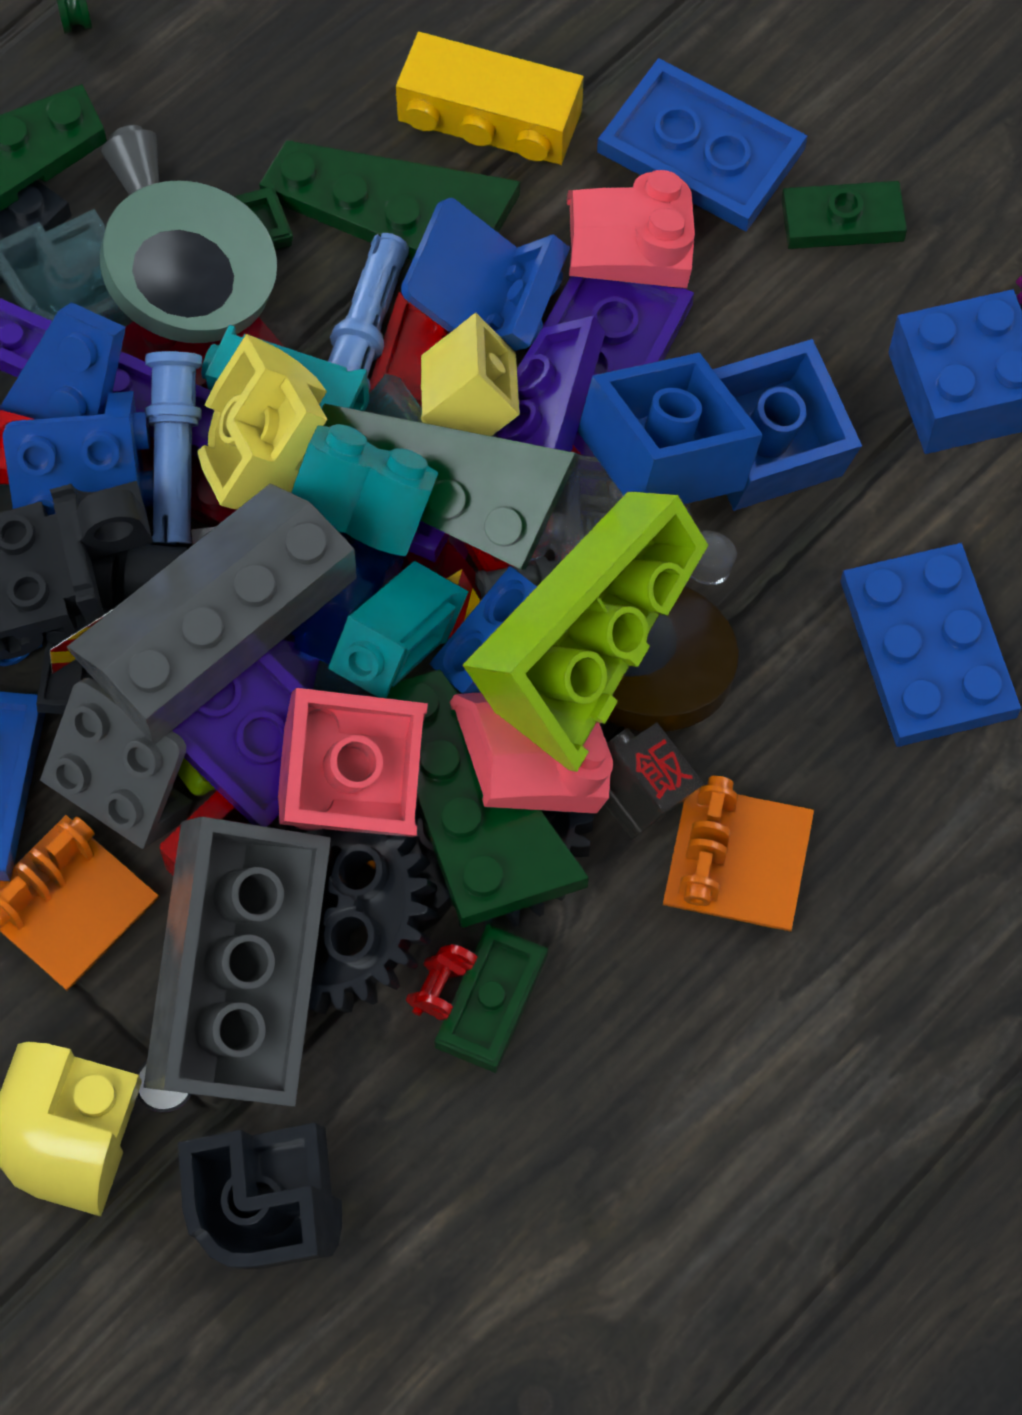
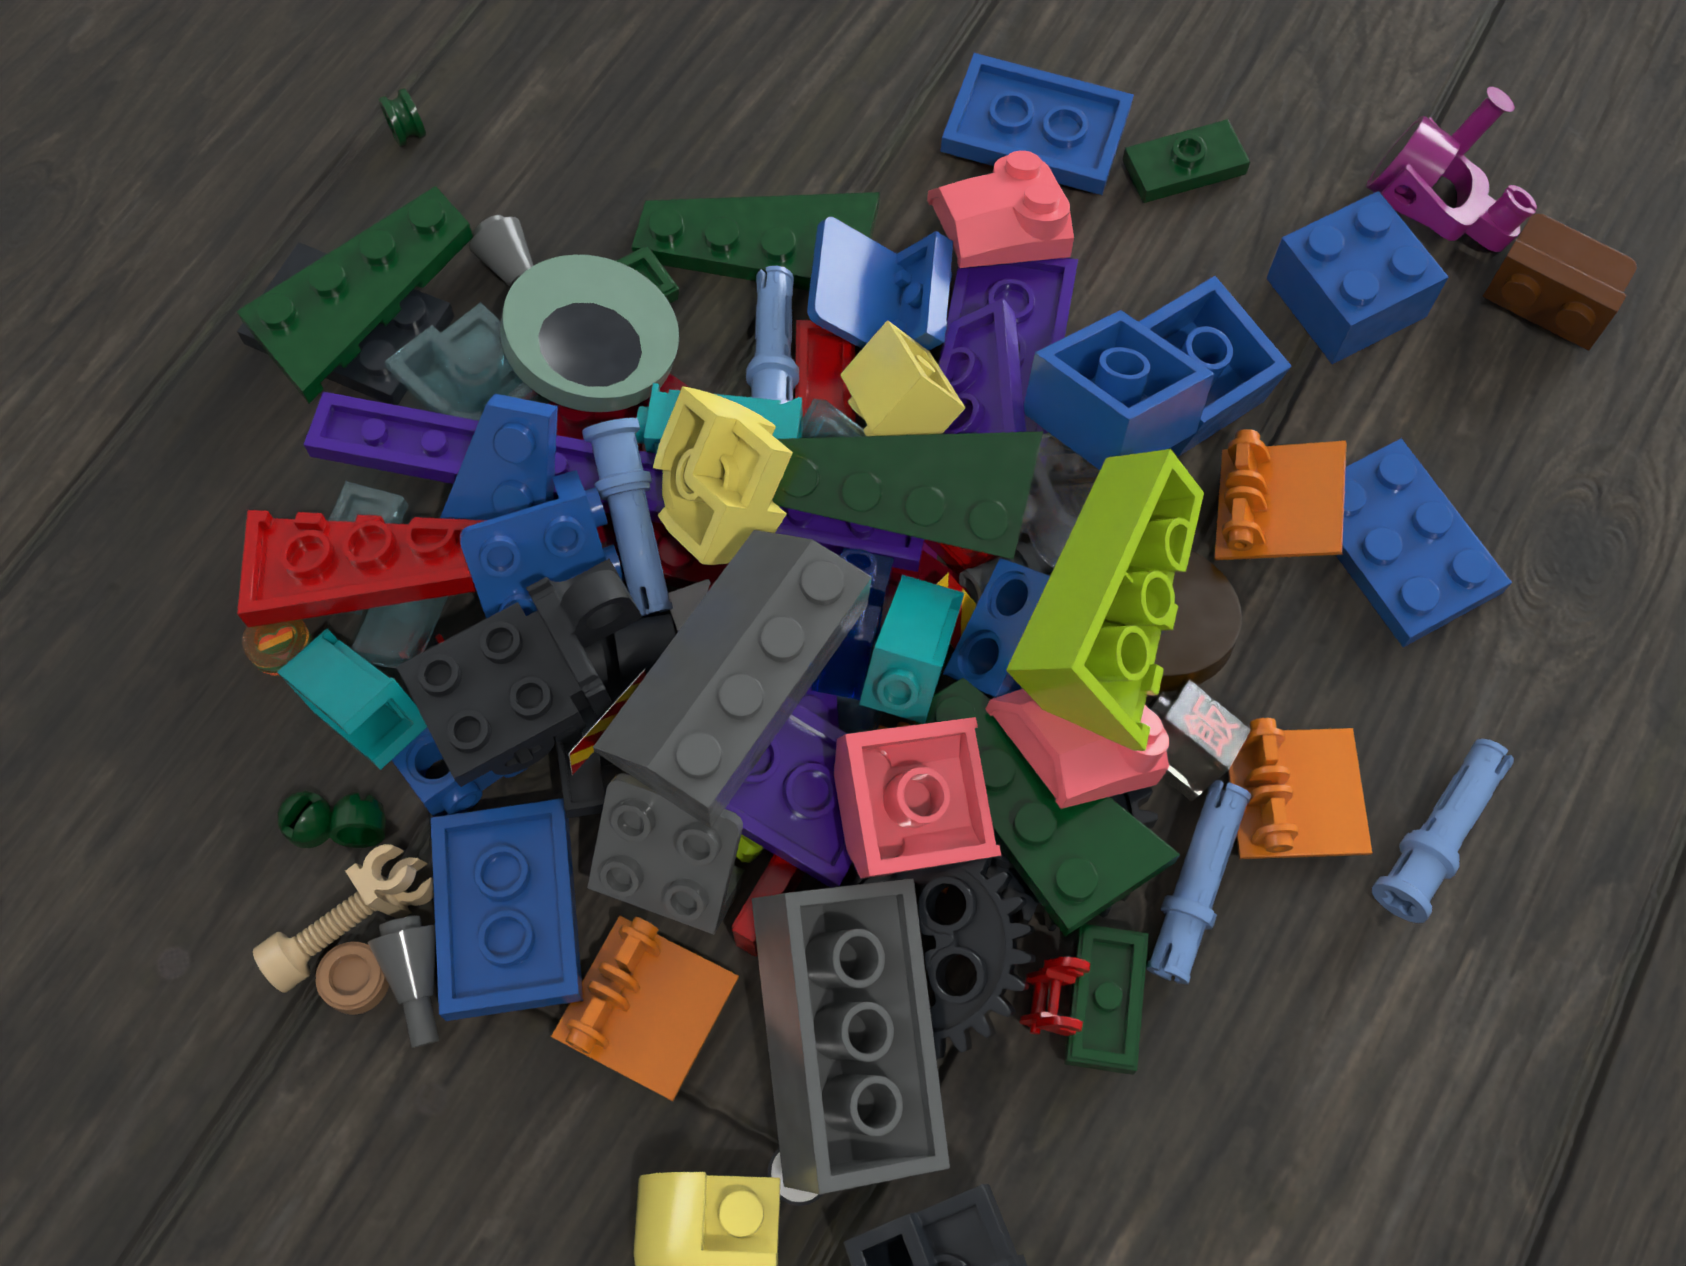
camera: 15 degrees left, 0 degrees up
(365, 489) = (852, 513): teal brick -> none
(489, 98) = (827, 121): yellow brick -> none
(603, 927) = (1191, 904): none -> medium blue pin
(815, 573) = (1280, 499): none -> orange hinge
(848, 941) = (1432, 851): none -> medium blue pin

